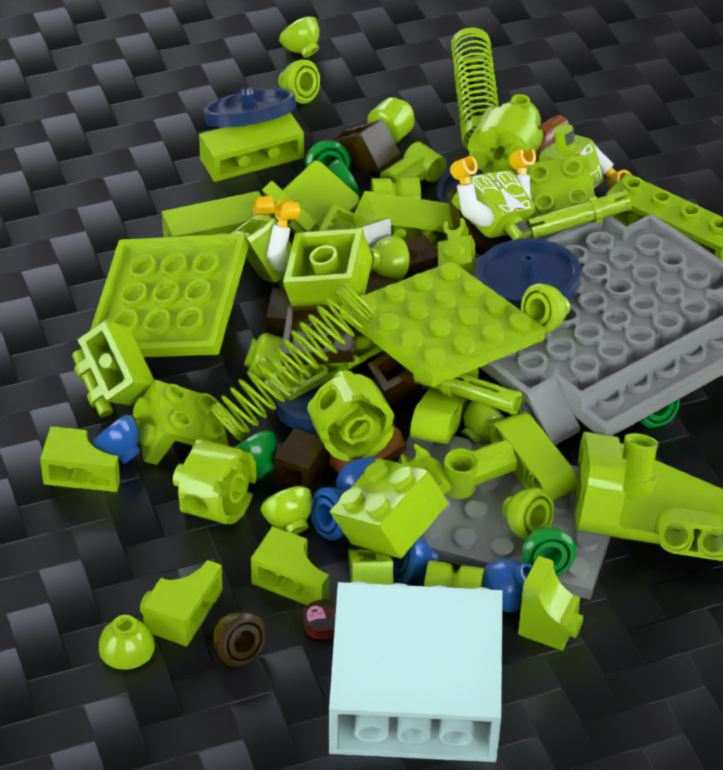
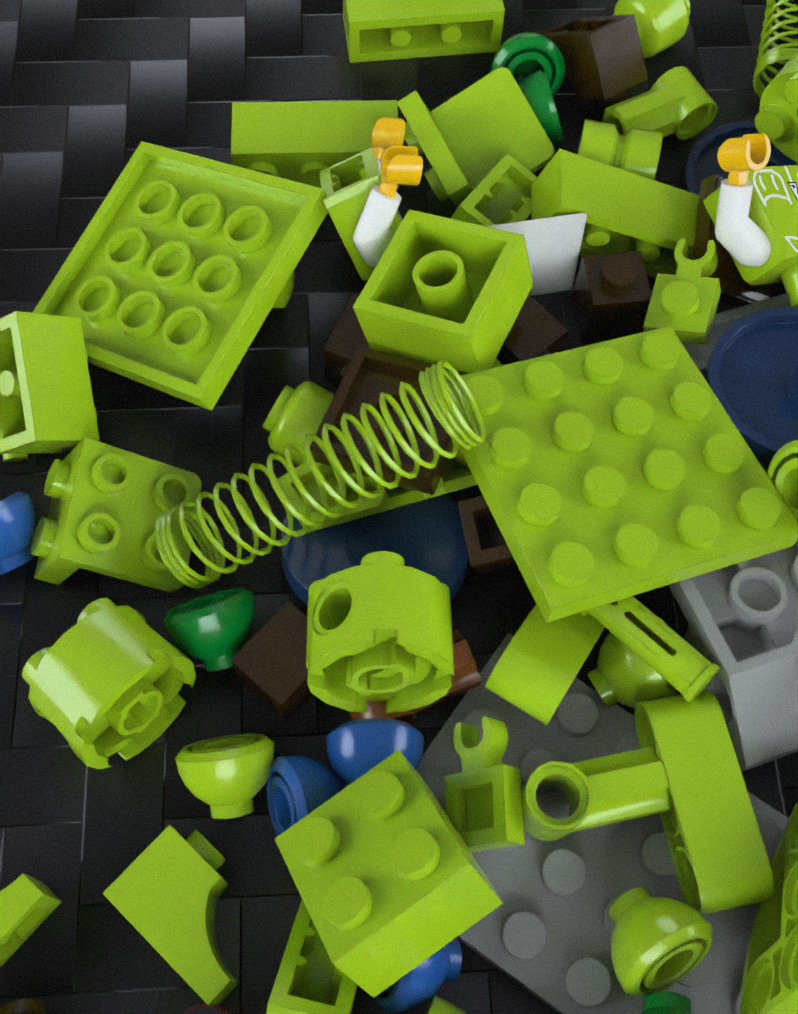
camera: 15 degrees right, 20 degrees up
(390, 257) = (567, 283): lime brick -> none

